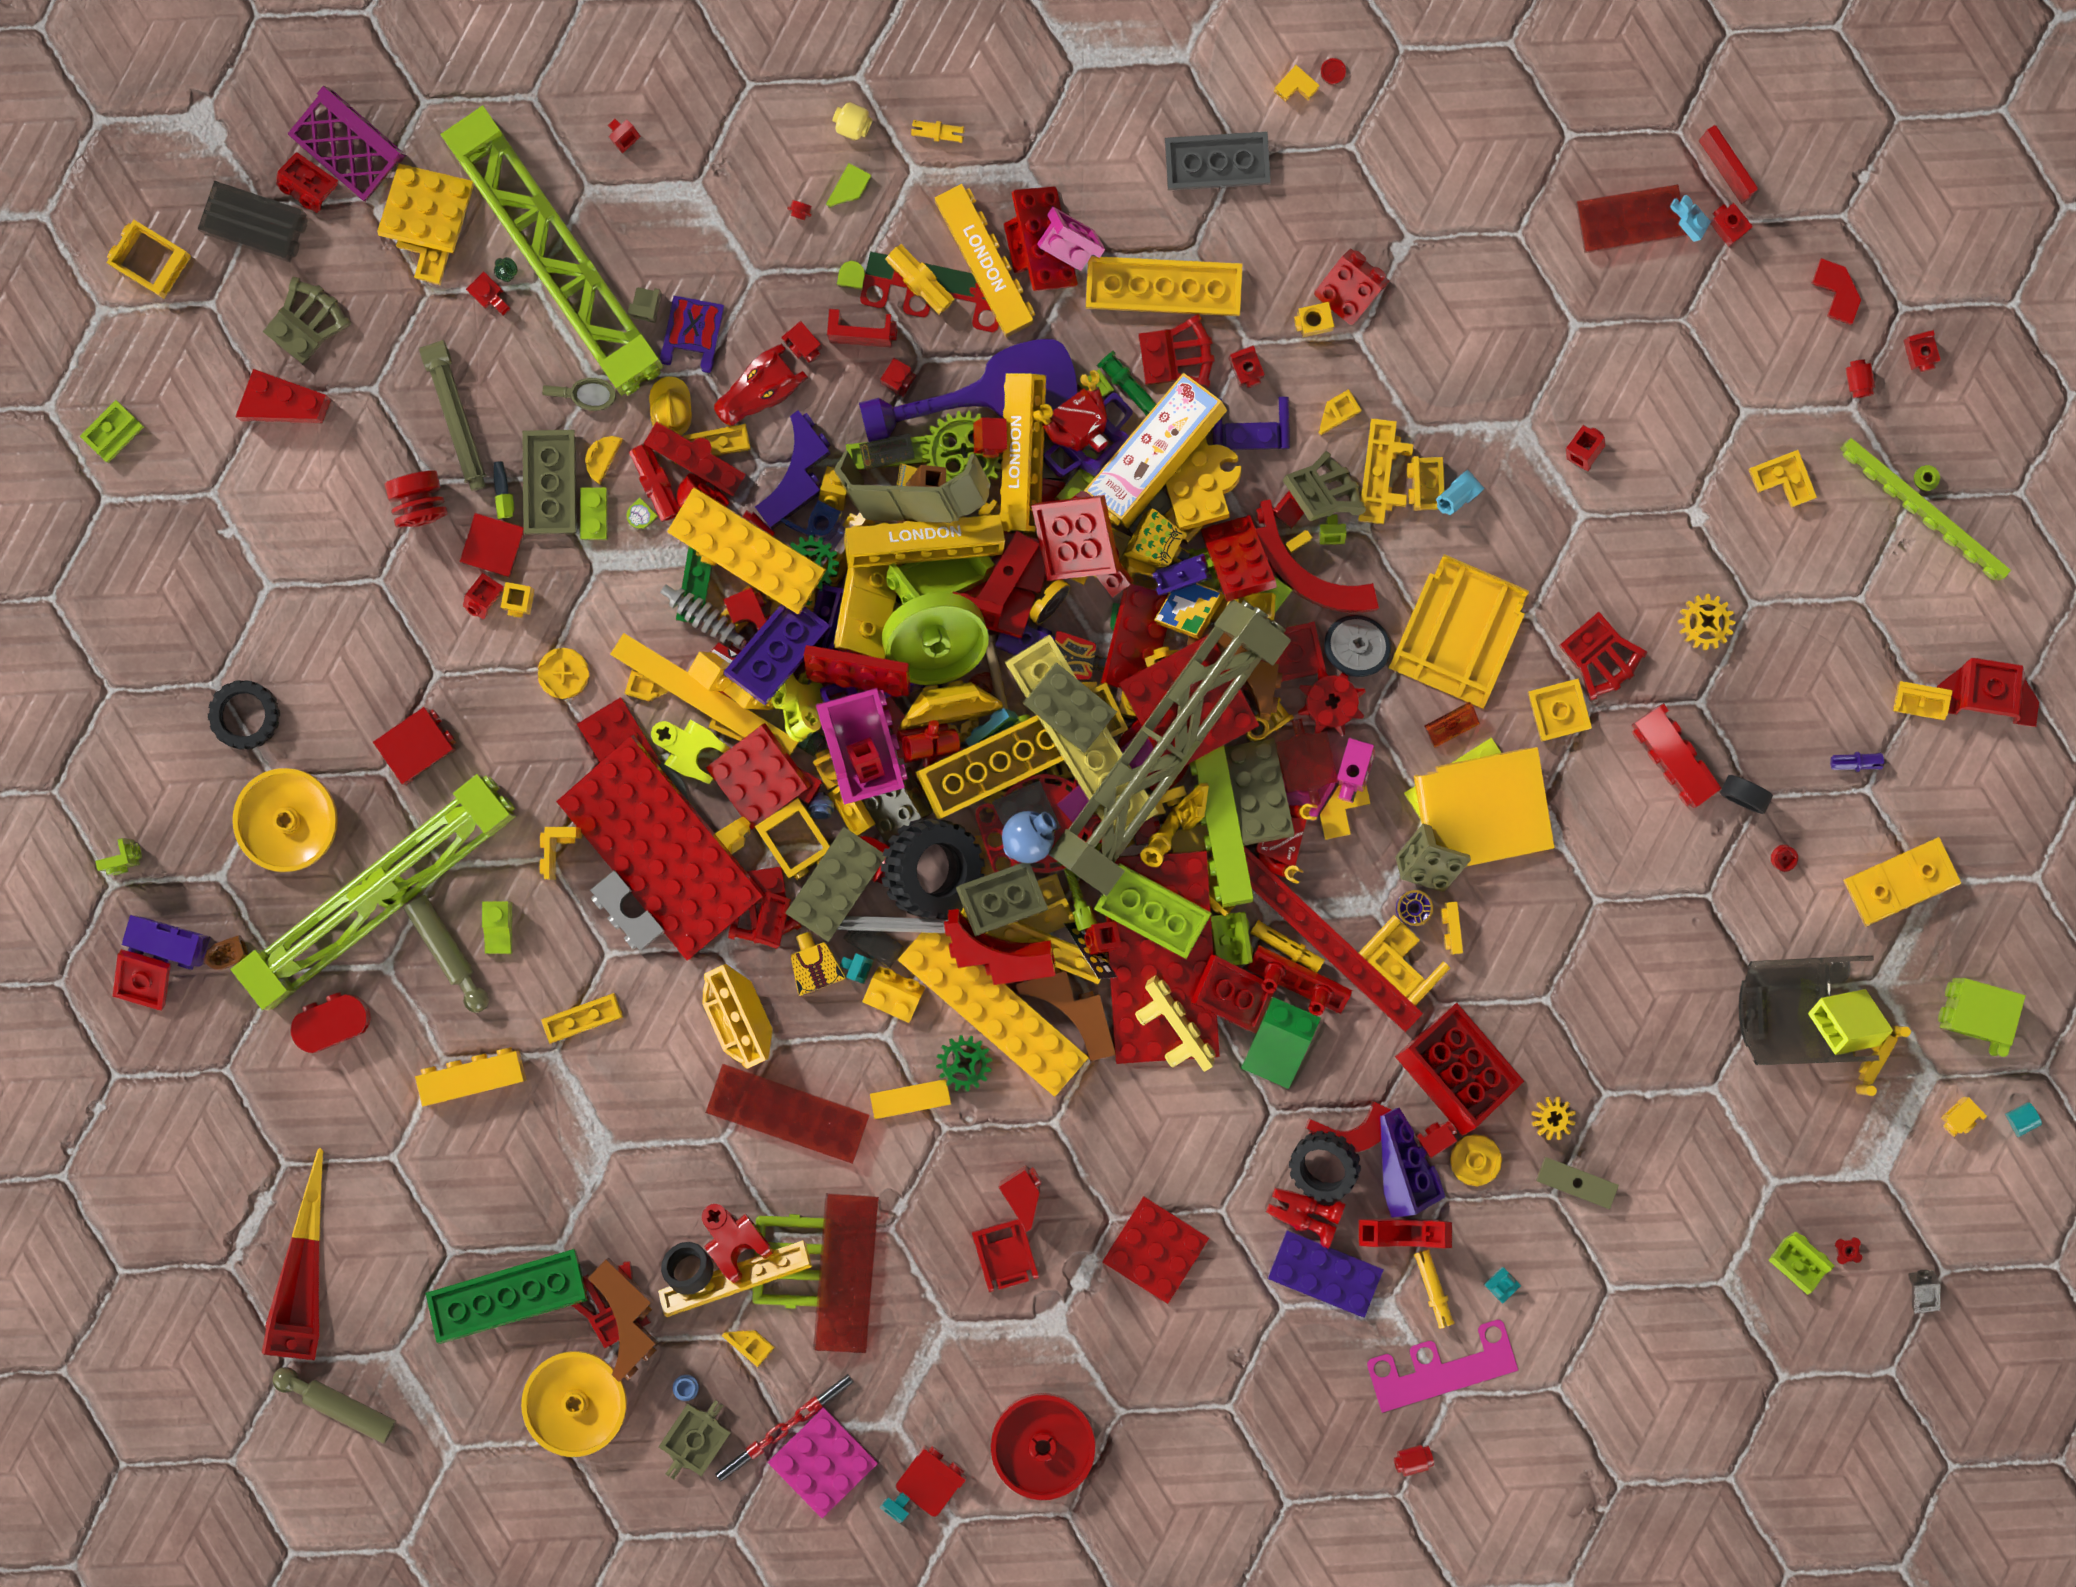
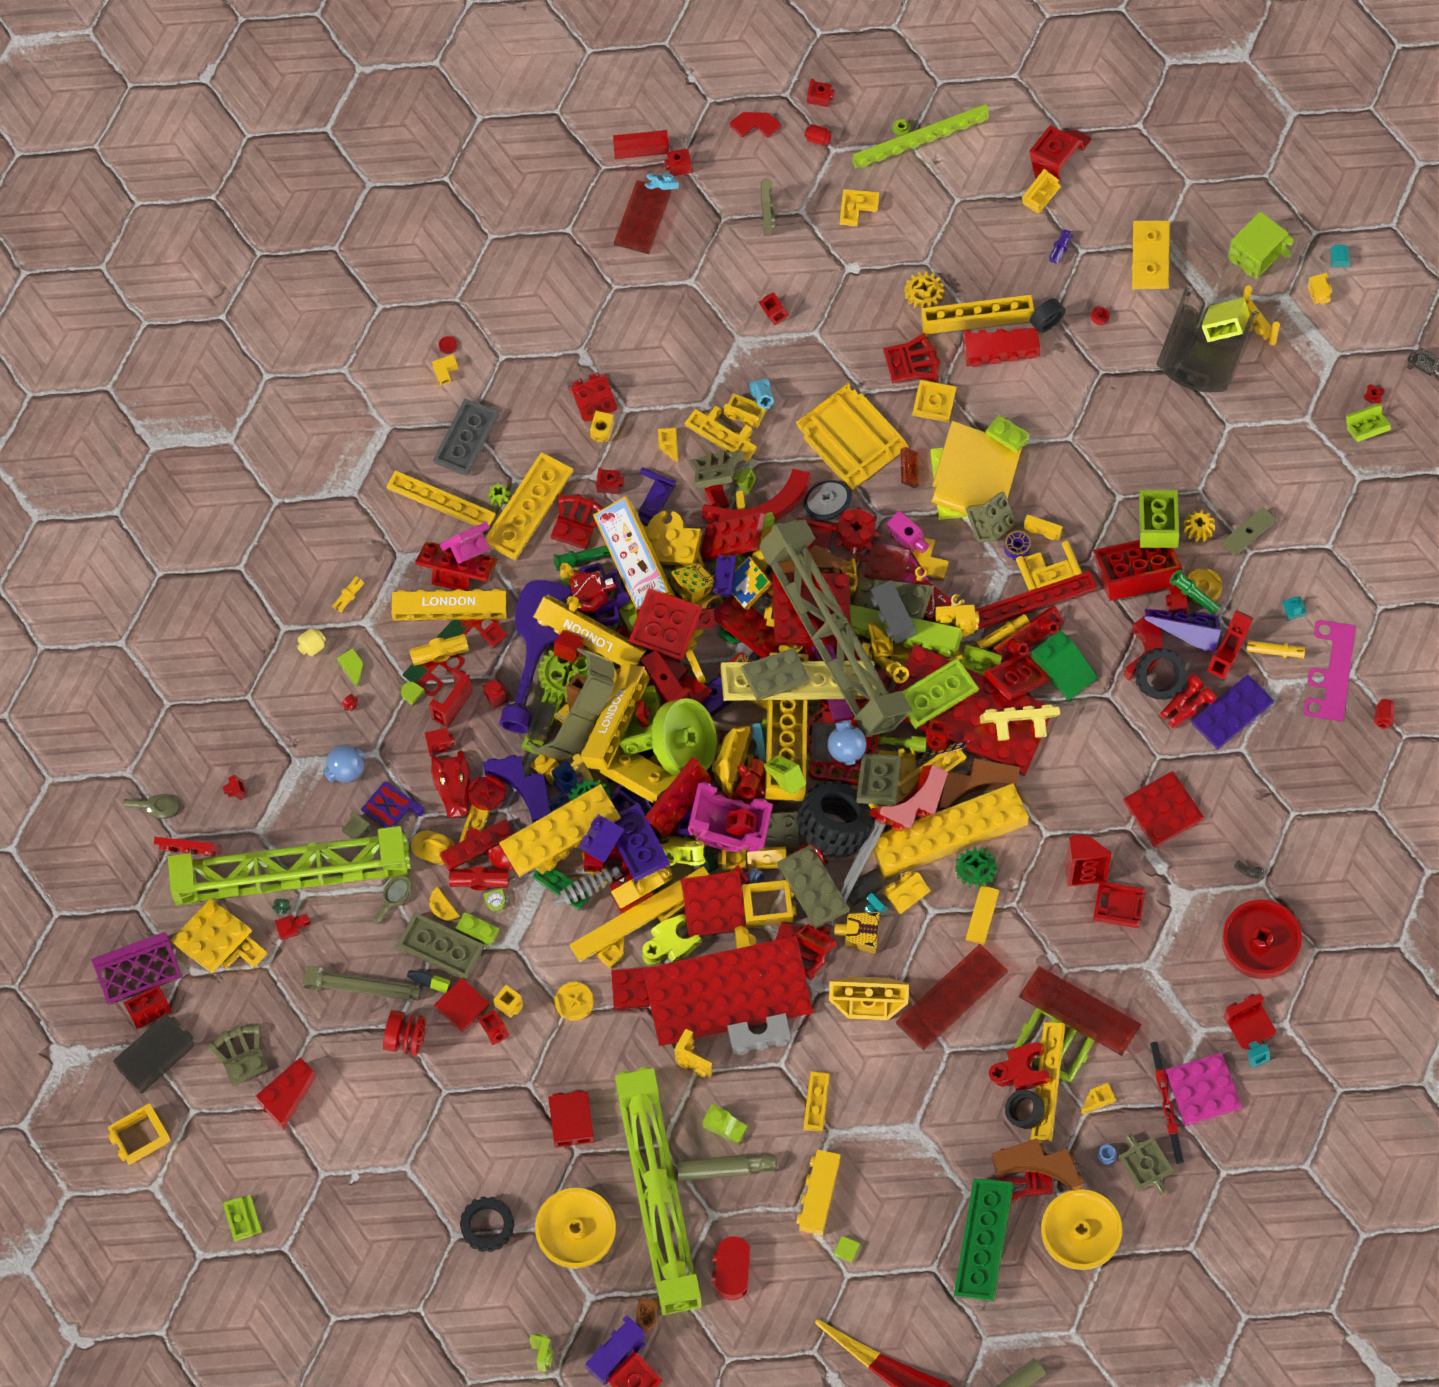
camera: 65 degrees left, 20 degrees down
(421, 1142) = (846, 1249): none -> lime tile
(512, 120) = (187, 846): none -> red plate
(557, 53) = (157, 806): none -> olive piece
(715, 246) = (344, 764): none -> medium blue brick
(756, 606) = (601, 838): none -> dark purple brick
(767, 434) = (487, 793): none -> red tile
(943, 785) = (786, 774): none -> lime arch
(948, 571) = (643, 713): none -> red plate
(973, 334) = (493, 634): none -> red plate
(1117, 177) = (440, 500): none -> yellow plate
(1123, 1389) = (1248, 871): none -> clear smoke arm
(1166, 239) = (499, 499): none -> lime gear
(1231, 805) = (892, 612): none -> dark grey brick
(1269, 895) = (959, 616): none -> yellow plate
(1454, 1149) = (1189, 587): none -> green pin
(1532, 1066) = (1158, 518): none -> lime brick
(1557, 824) = (1007, 433): none -> lime bracket
(1704, 705) = (977, 314): none -> yellow brick
(1735, 358) = (768, 209): none -> olive plate

